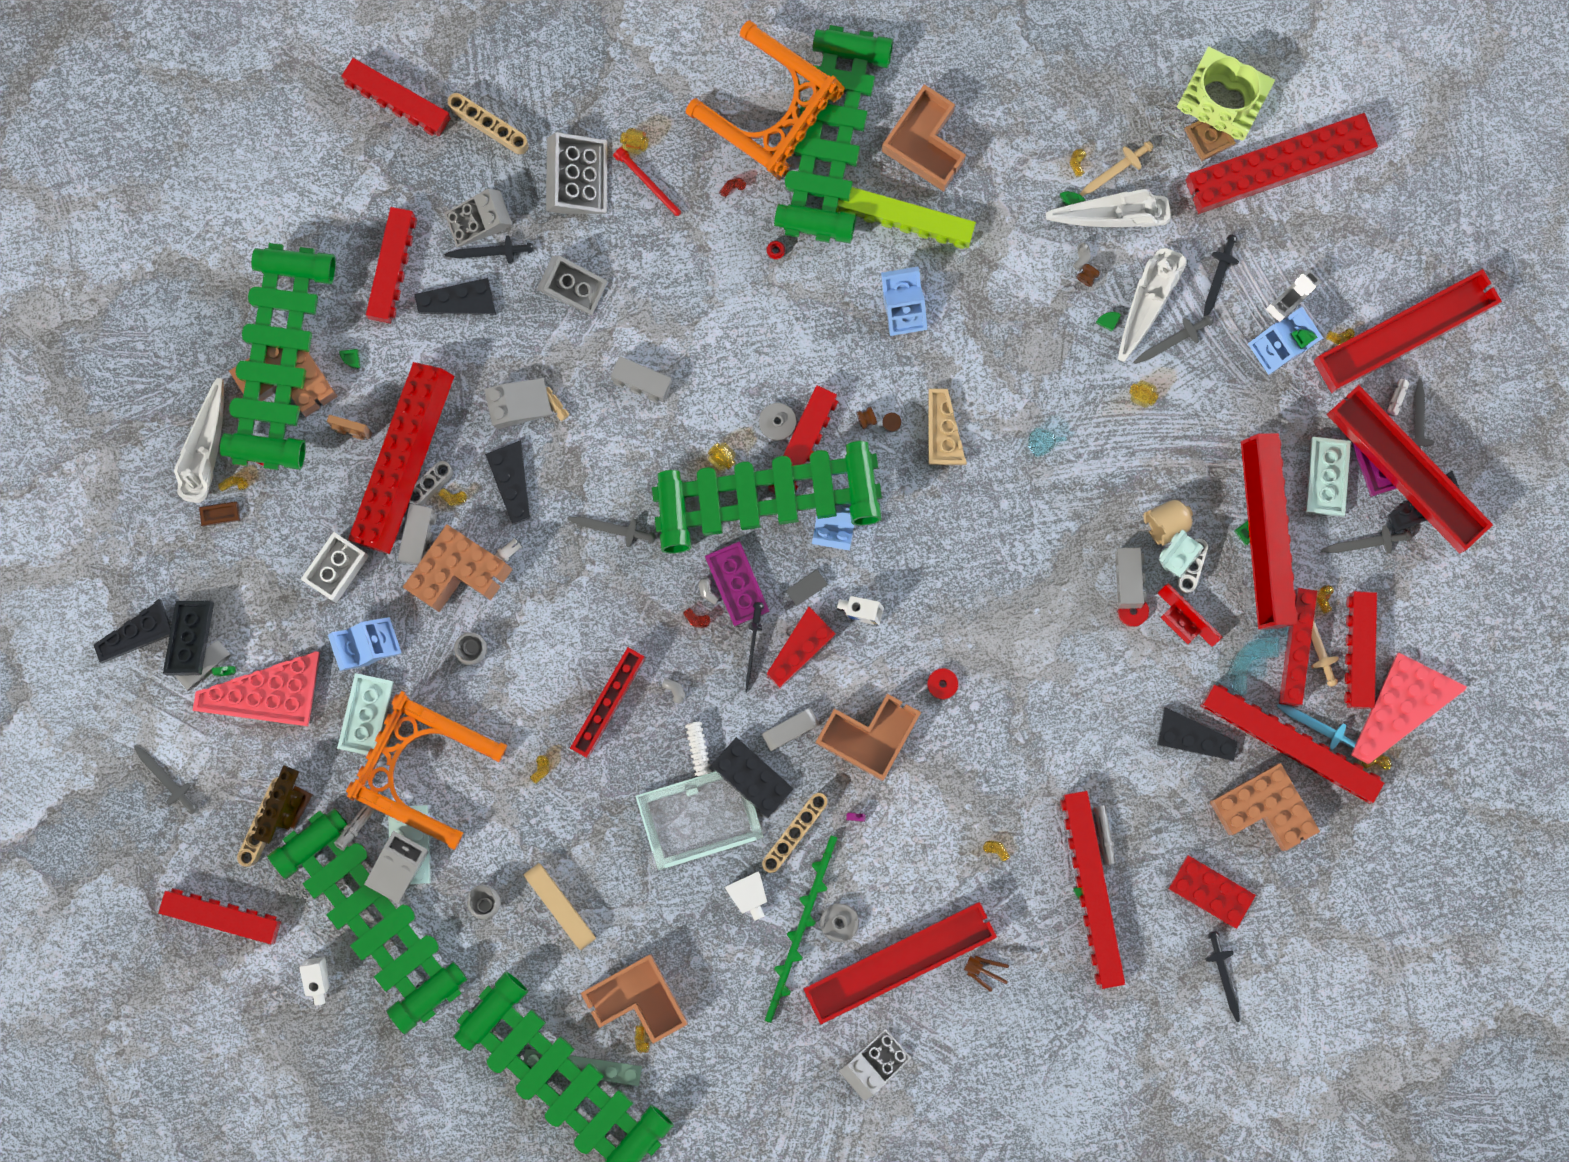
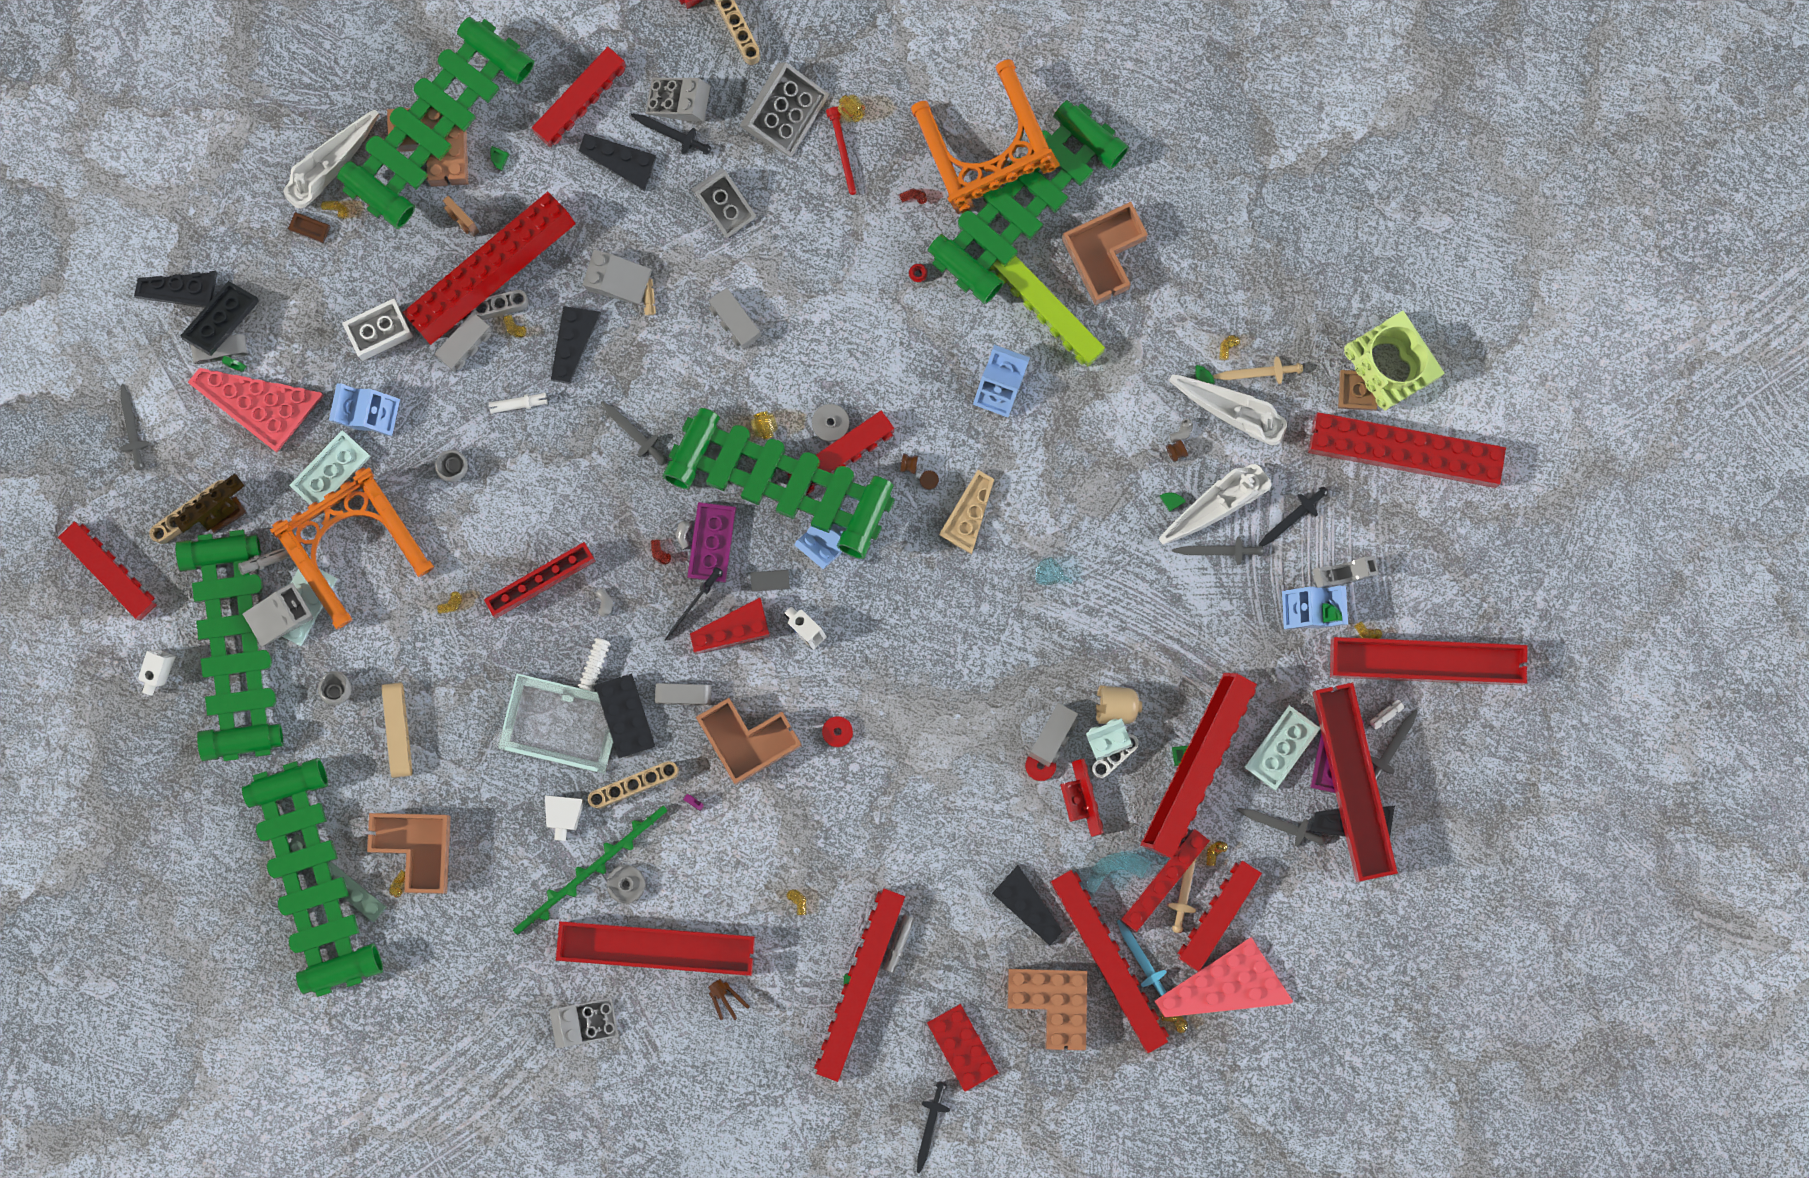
camera: 30 degrees right, 0 degrees up
(455, 560) = (479, 382): nougat piece -> none
(1144, 394) = (1163, 582): clear yellow head -> none

